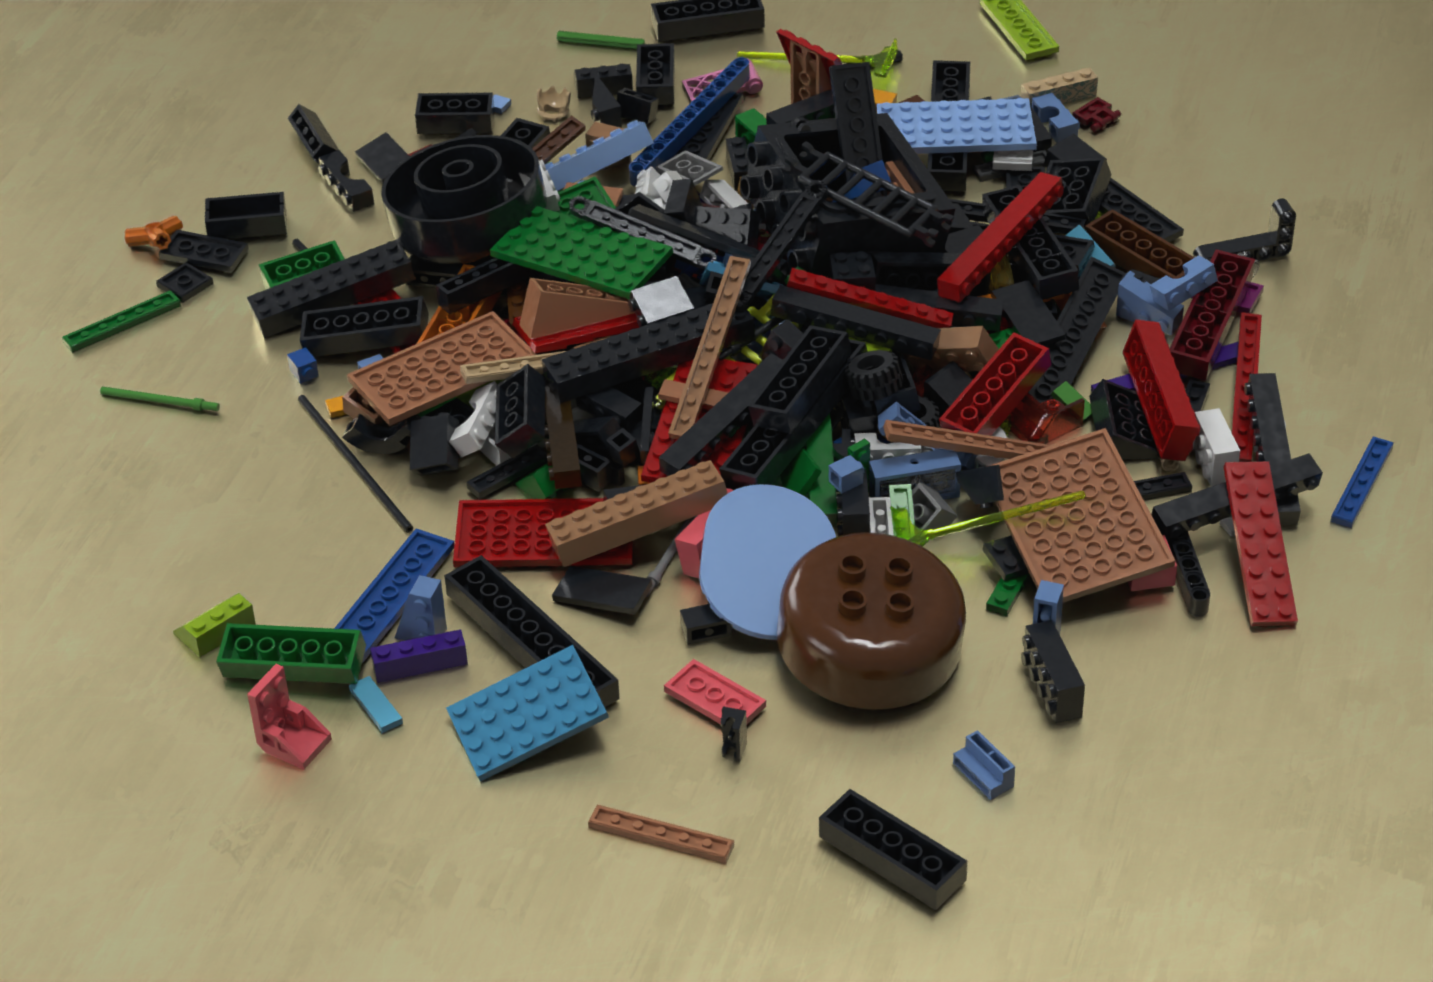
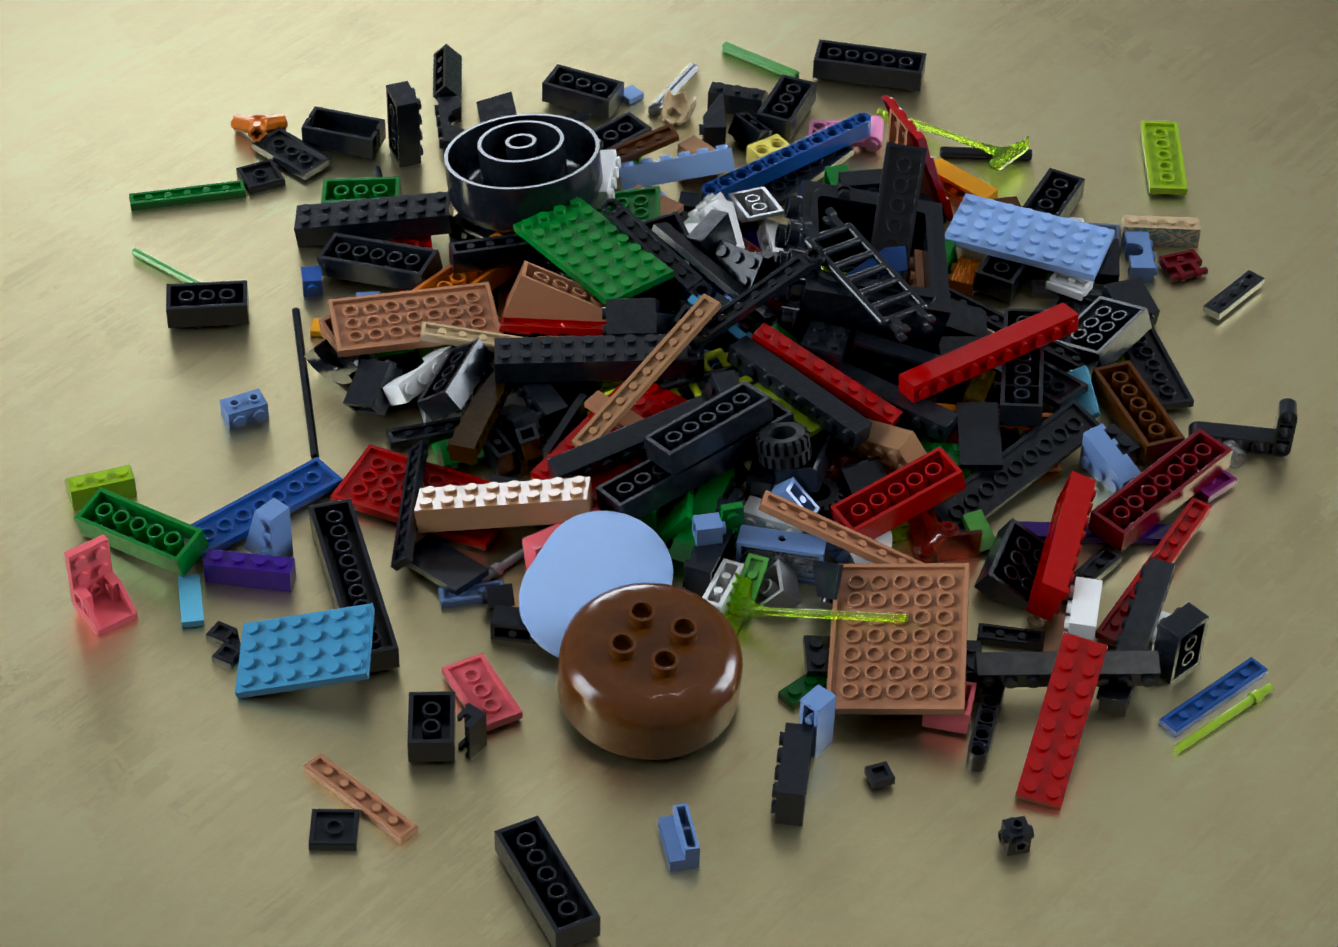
camera: 20 degrees right, 0 degrees up
(214, 417) = (207, 304): none -> black brick
(309, 189) = (404, 123): none -> black brick
(313, 506) = (244, 409): none -> medium blue brick
(434, 726) = (228, 639): none -> black tile
(536, 83) = (675, 86): none -> axle
(540, 544) = (406, 522): none -> black plate
(621, 182) = (689, 200): none -> black panel
(651, 606) = (469, 597): none -> medium blue tile
(655, 871) = (334, 830): none -> black tile
(661, 117) = (765, 147): none -> light yellow brick
(675, 600) = (498, 595): none -> black brick
(691, 742) = (431, 726): none -> black brick
(1124, 647) = (879, 775): none -> black plate
(1156, 127) = (1233, 295): none -> black plate
(1172, 292) = (1130, 456): medium blue arch -> none
(1278, 659) = (1015, 835): none -> black brick
(1316, 433) = (1180, 641): none -> black brick
(1396, 472) = (1253, 697): none -> lime bar

